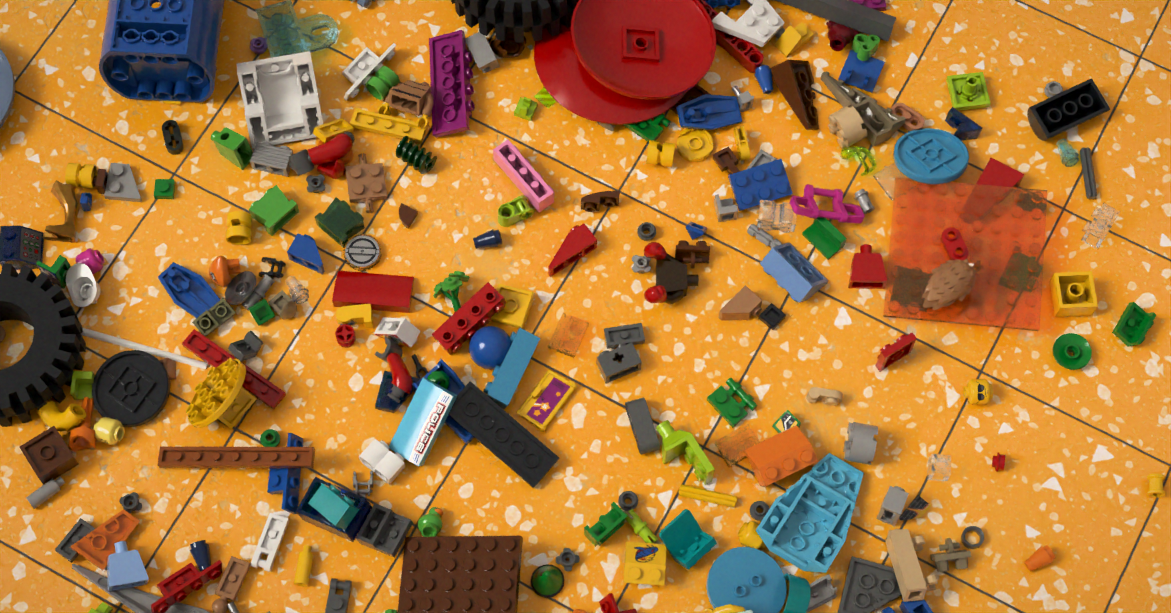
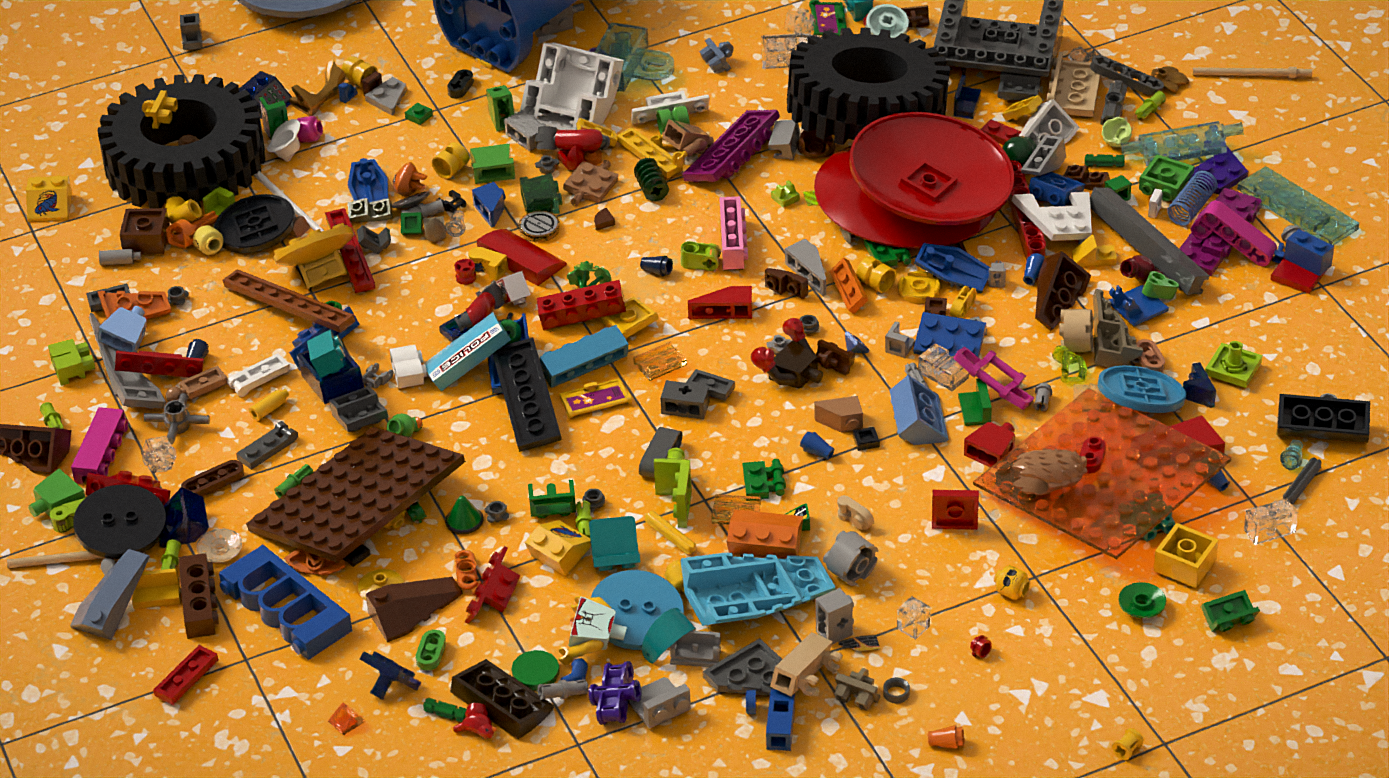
camera: 40 degrees right, 25 degrees down
(489, 346) = (577, 326): blue piece -> none
(600, 171) = (806, 262): none -> light grey slope
(647, 175) = (848, 285): none -> orange plate
(746, 347) = (816, 445): none -> blue cone

